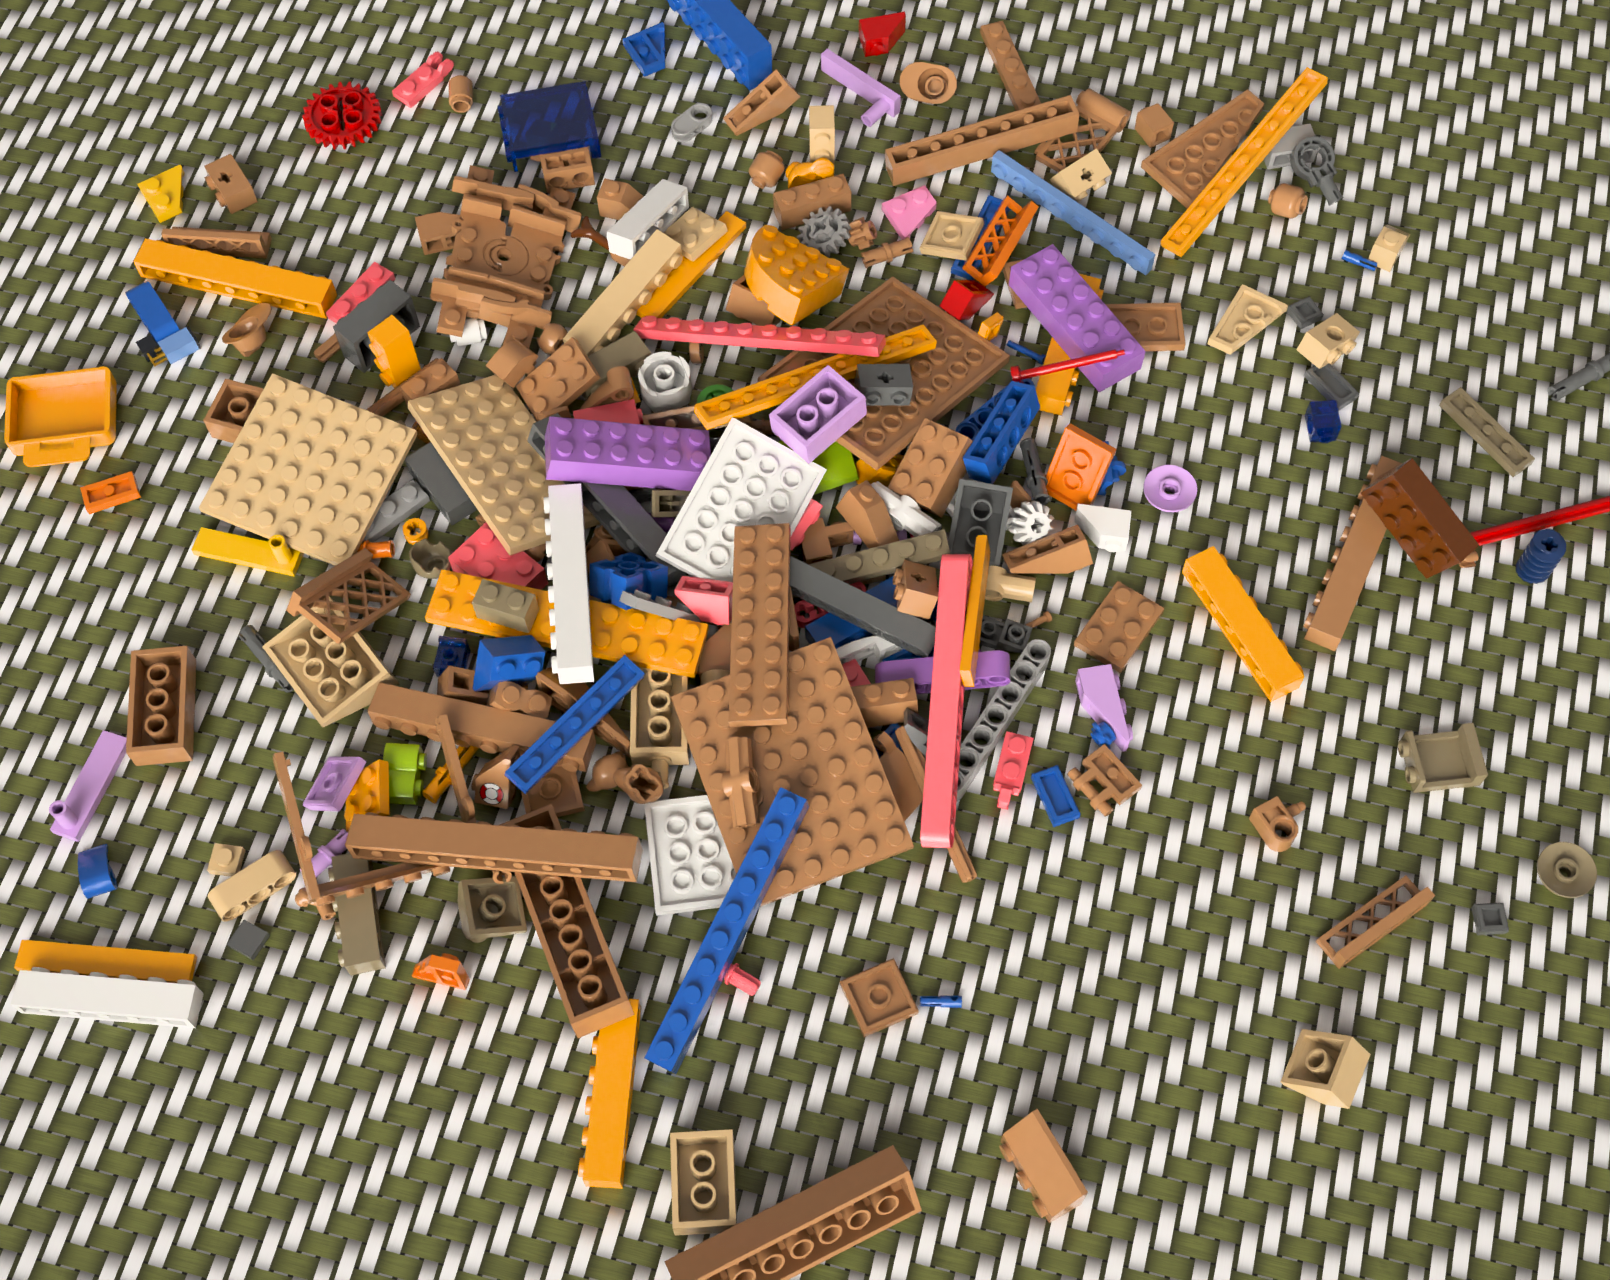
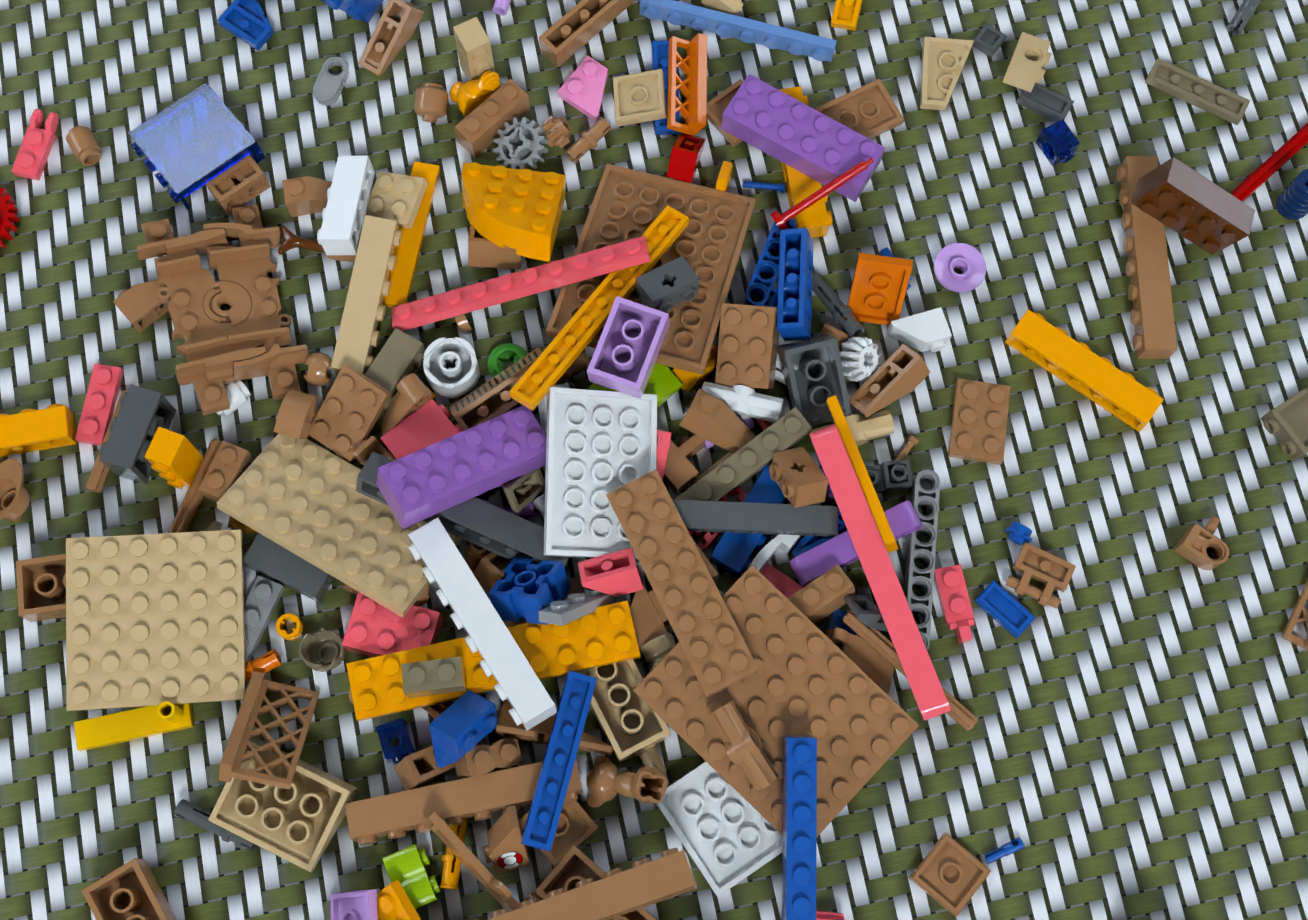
camera: 30 degrees left, 10 degrees up
(1101, 700) = (1000, 499): lavender slope -> none

